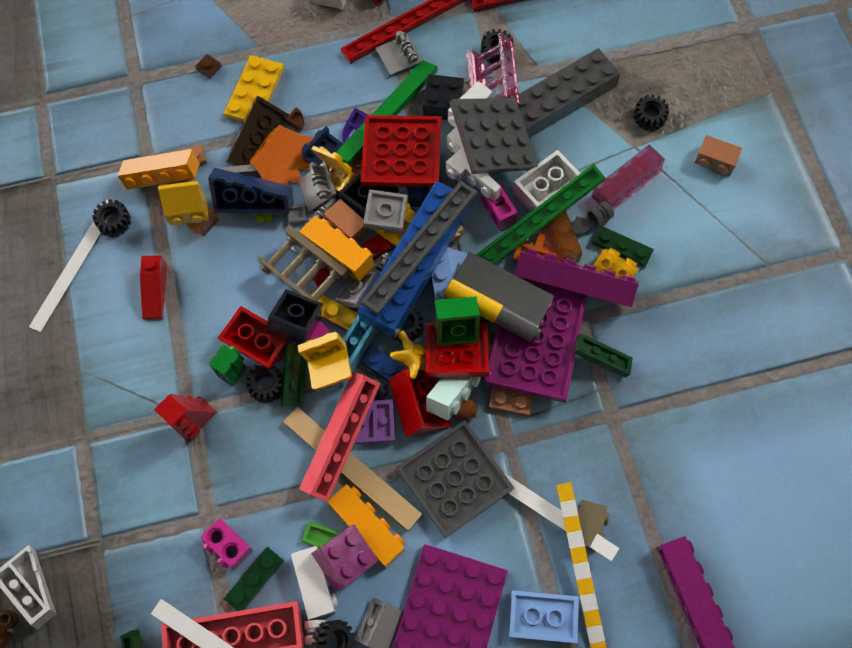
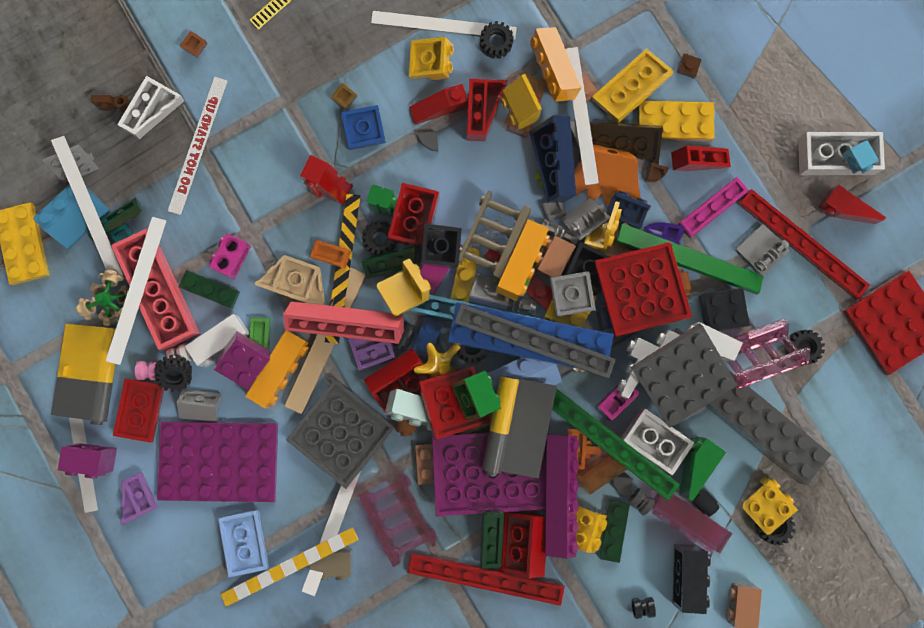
camera: 70 degrees right, 15 degrees up
(92, 550) = (197, 146): none -> clear sticker
(103, 282) = (430, 58): none -> yellow plate
(104, 377) = (344, 96): none -> pearl gold plate
(145, 367) = (363, 127): none -> blue plate
(172, 246) = (483, 106): none -> red wedge
(184, 307) = (429, 140): none -> dark grey tile
(207, 114) = (632, 85): none -> yellow plate
(235, 162) = (583, 124): none -> white sticker
(263, 436) = (330, 254): none -> orange tile
(271, 423) = (346, 241): none -> sticker
(277, 482) = (294, 280): none -> tan wing
(296, 80) = (700, 158): none -> red slope
(345, 82) = (713, 207): none -> dark pink tile
(552, 463) = (386, 535): none -> clear pink fence
(580, 150) = (698, 466): none -> green slope
(613, 161) = (706, 502): none -> black brick
(617, 327) = (524, 544): none -> red slope
(631, 109) = (769, 506): none -> yellow bracket
(640, 378) = (486, 579): none -> red tile
(682, 189) = (691, 579): none -> black brick
(701, 241) = (643, 608): none -> black wheel

